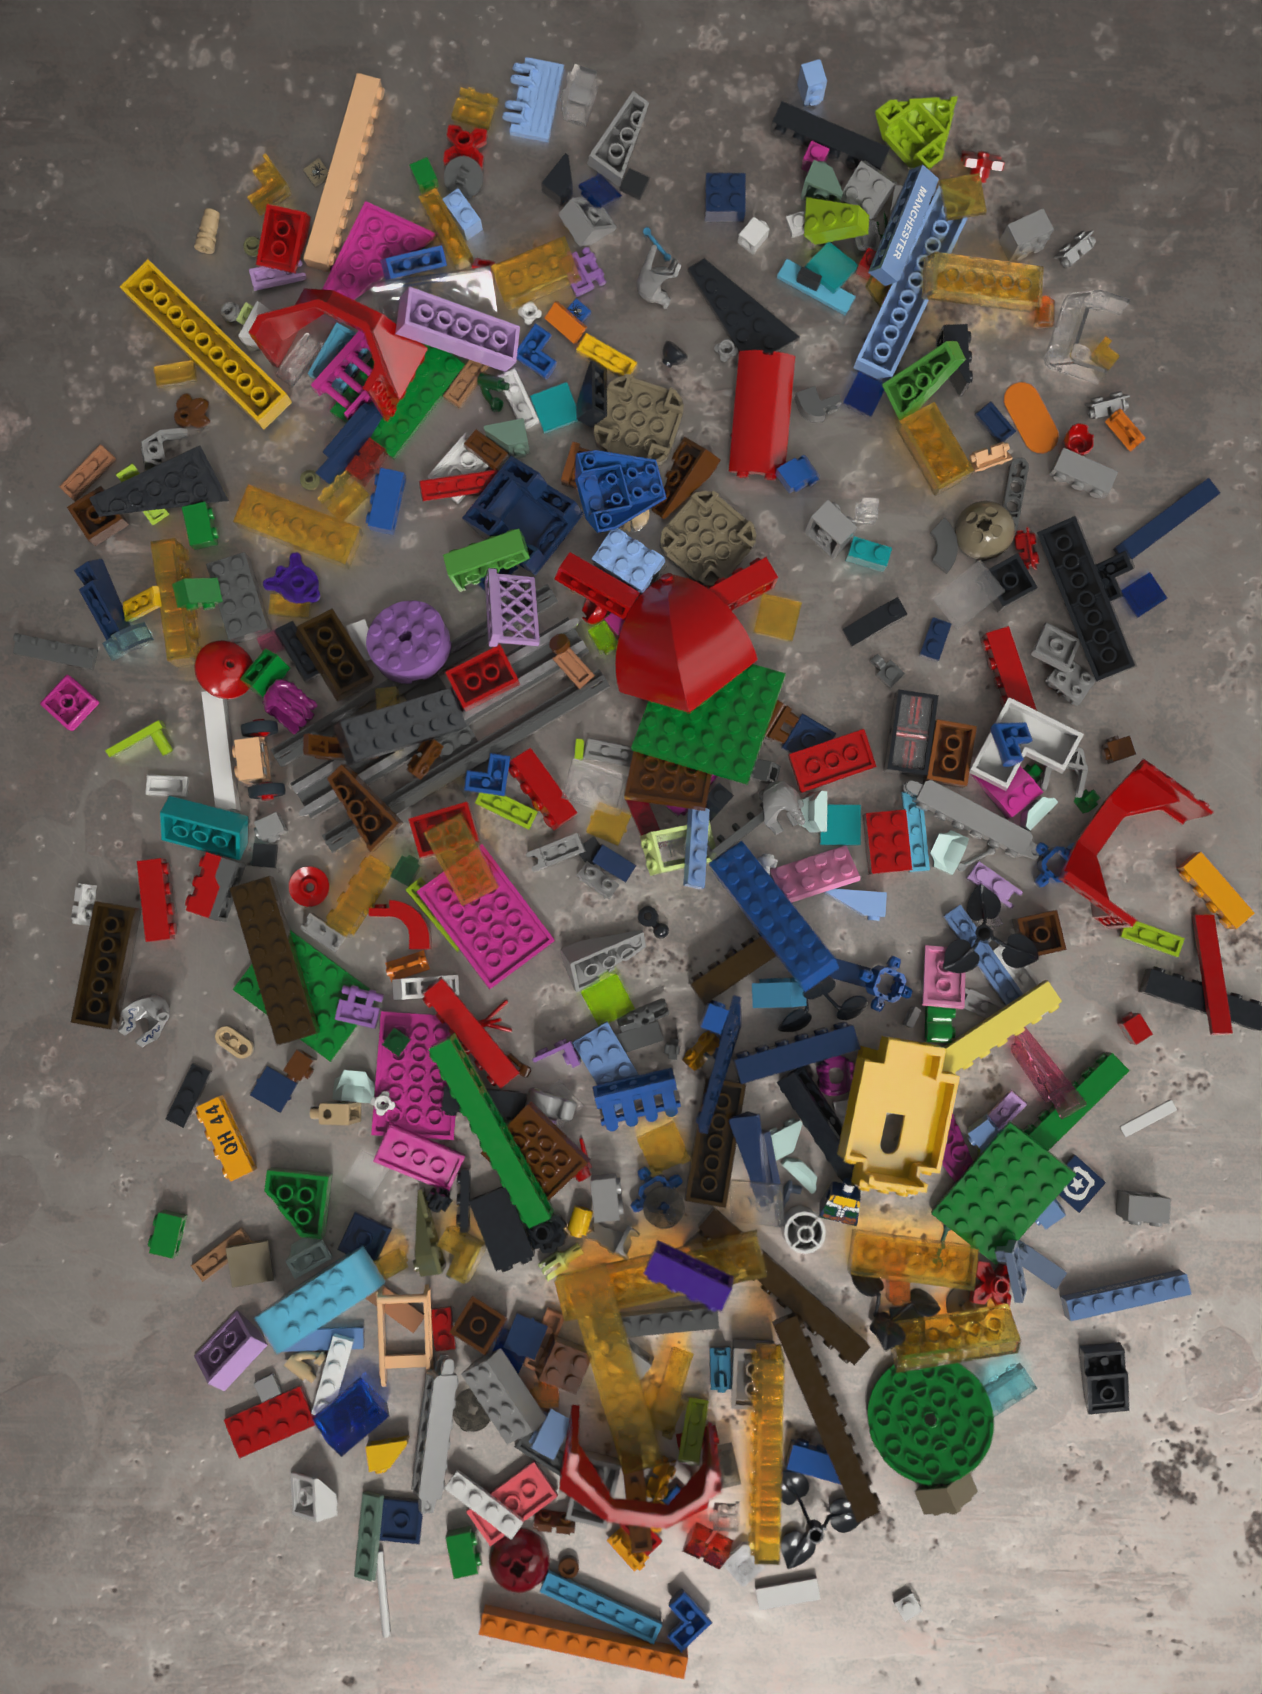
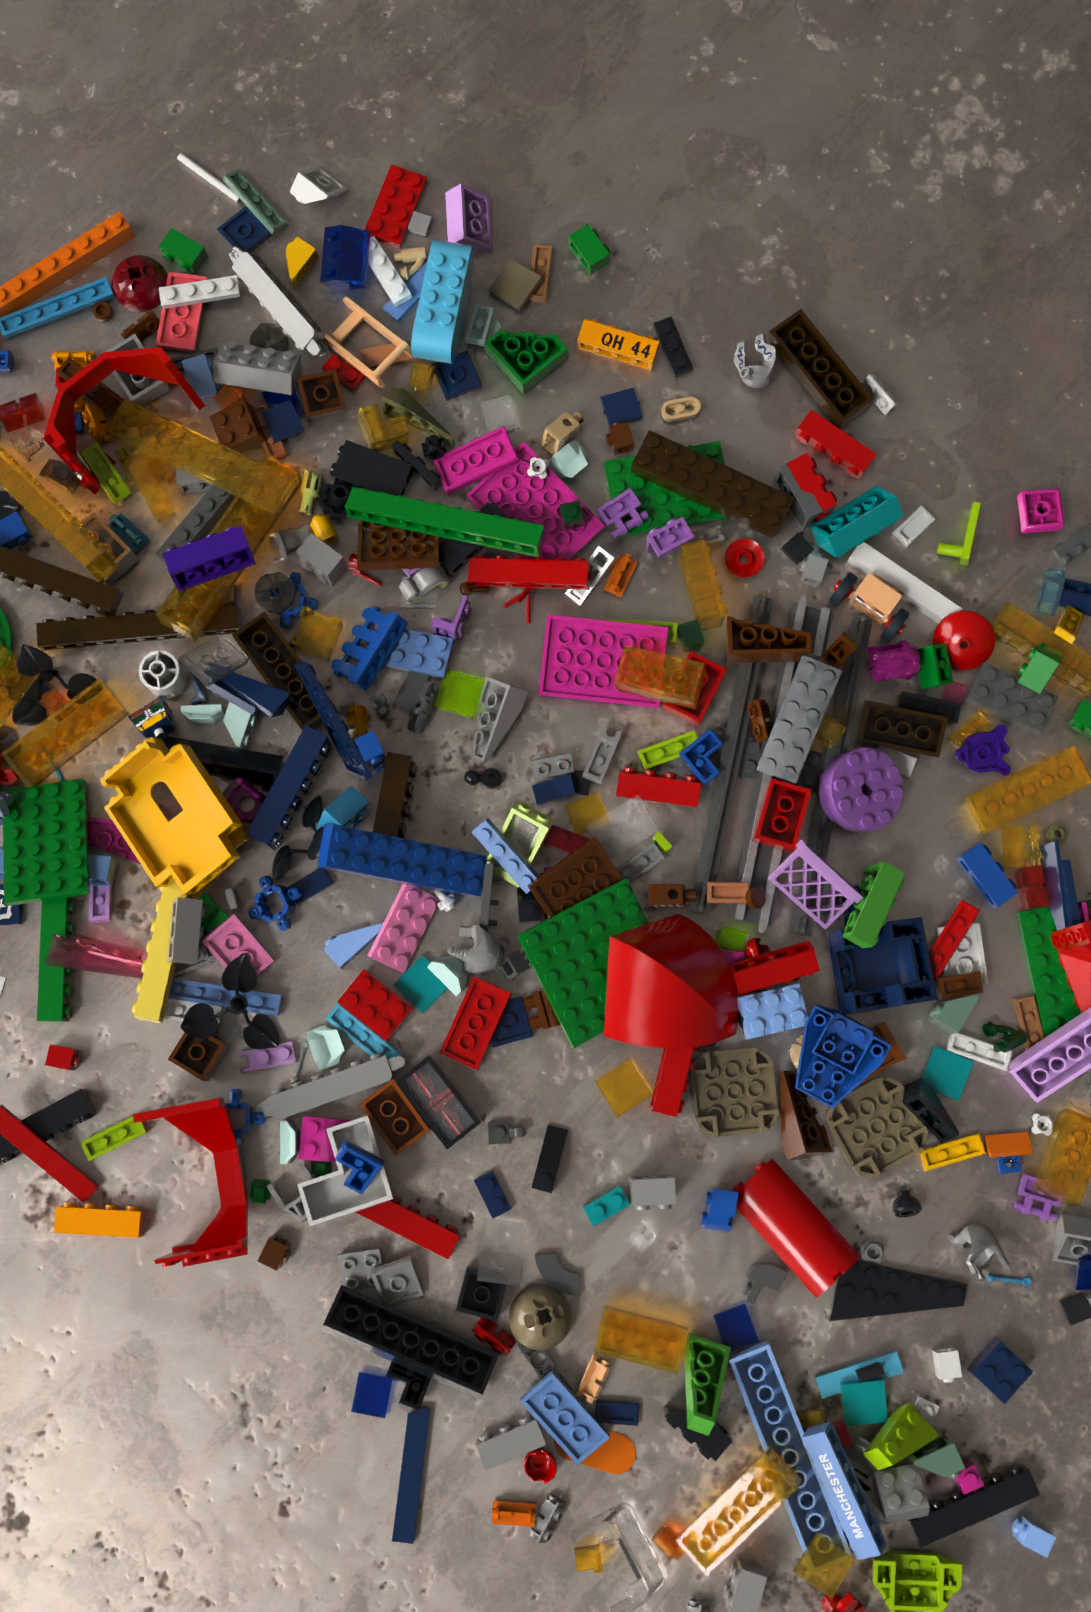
camera: 140 degrees right, 5 degrees down
(346, 951) = (669, 537): none -> medium lavender bracket
(417, 926) = (652, 609): red arch -> none
(531, 352) = (1005, 1092): blue brick -> none
(619, 713) = (661, 895): none -> reddish brown torso
(968, 1024) = (185, 931): none -> light grey brick
(1033, 452) = (565, 1417): none -> medium blue plate

